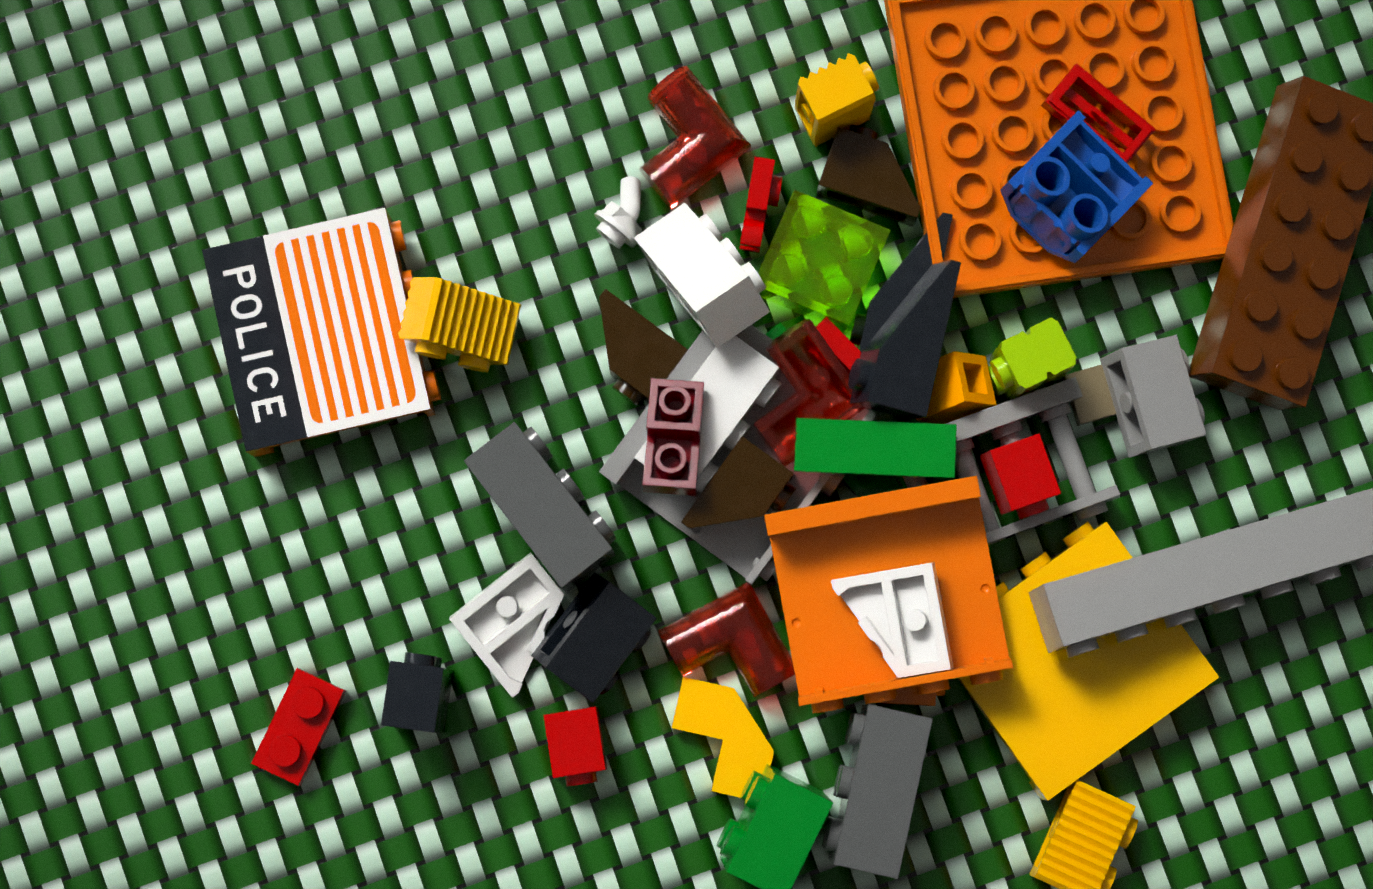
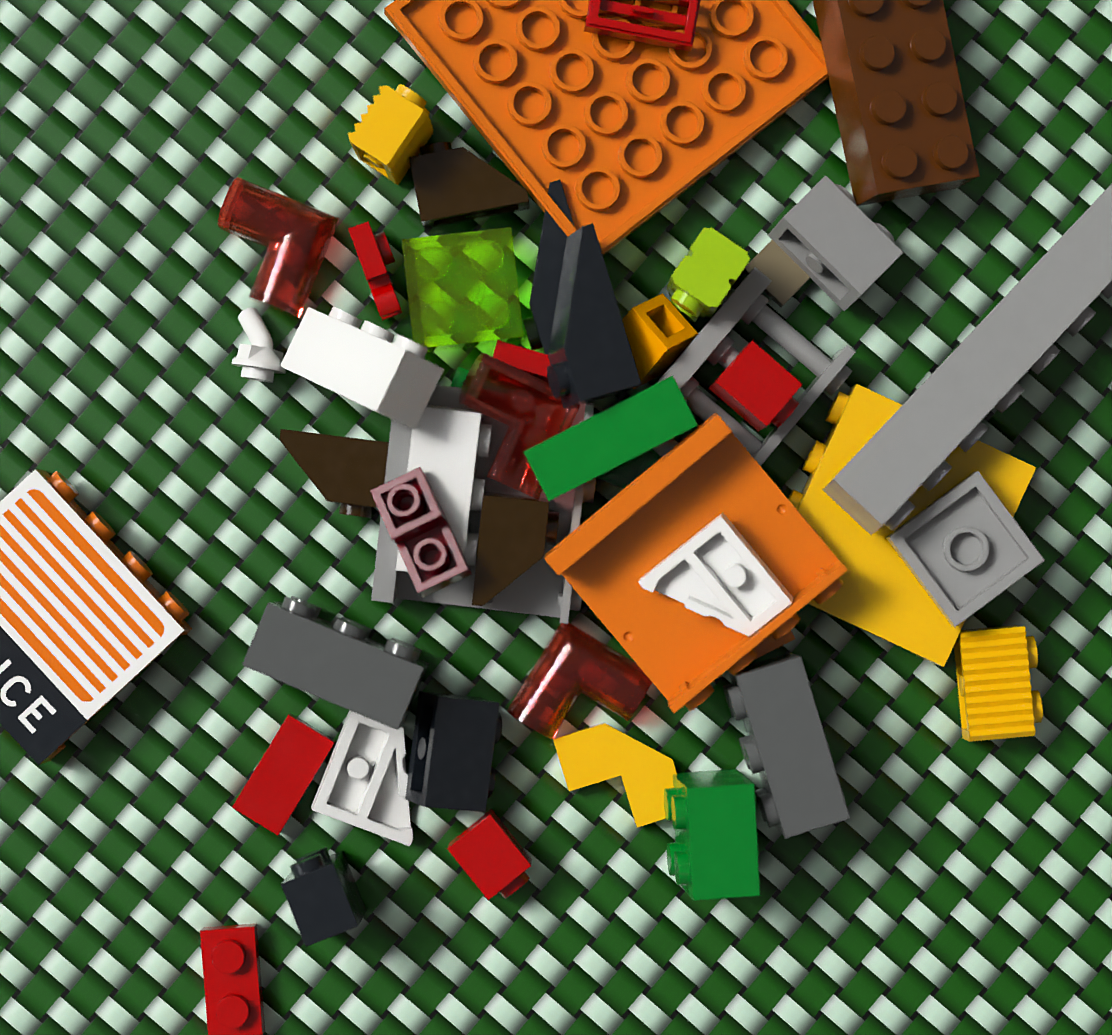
camera: 30 degrees left, 5 degrees up
(441, 578) = (284, 774): none -> red tile
(460, 322) = (165, 535): yellow brick -> none
(1072, 191) = (657, 95): blue slope -> none
(1121, 709) = (965, 548): none -> light grey plate

